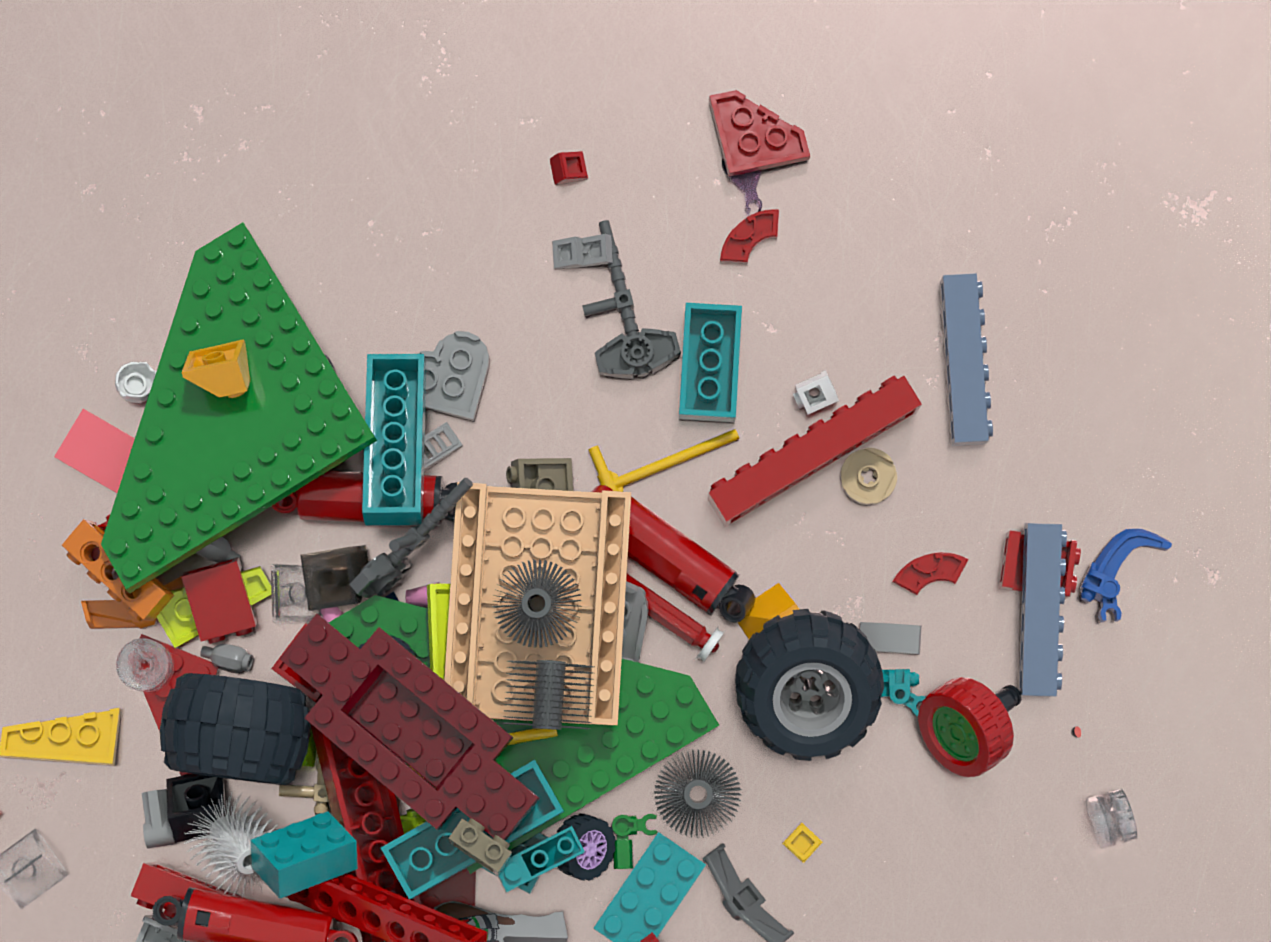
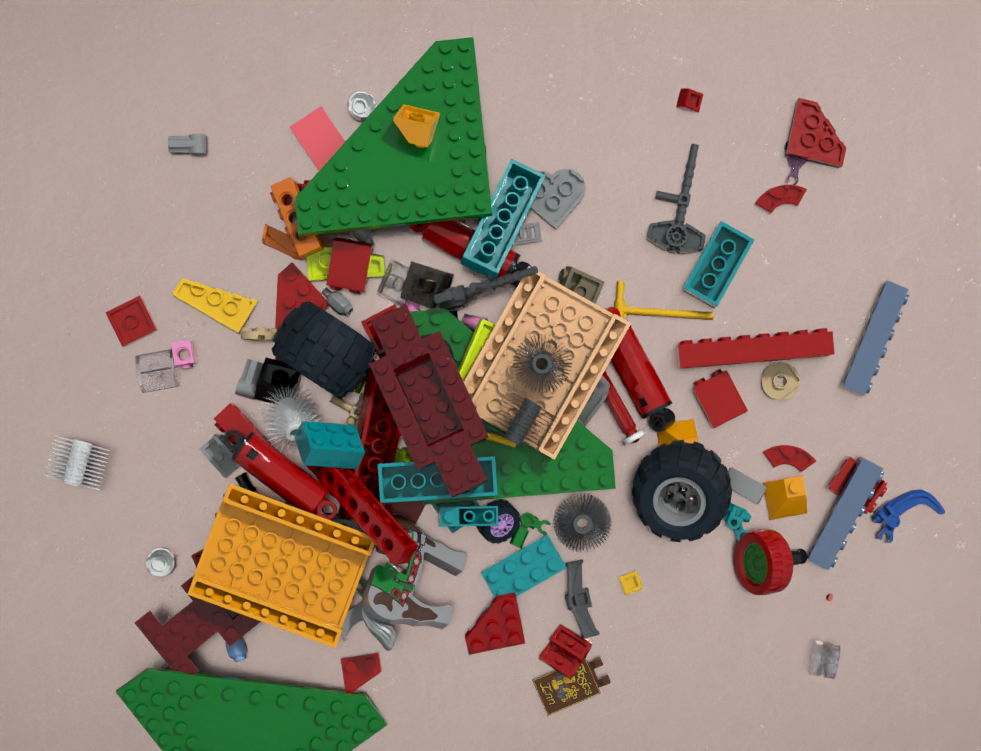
camera: 25 degrees right, 5 degrees up
(43, 819) = (183, 345): none -> bright pink brick
(137, 652) = (277, 287): clear wheel -> none
(140, 751) = (258, 334): none -> tan plate
(486, 851) = (438, 493): dark tan plate -> none
(582, 252) = (673, 157): light grey slope -> none
(799, 538) = (719, 398): none -> red panel
(826, 396) = (776, 320): white brick -> none
(952, 627) = (785, 497): none -> light orange slope

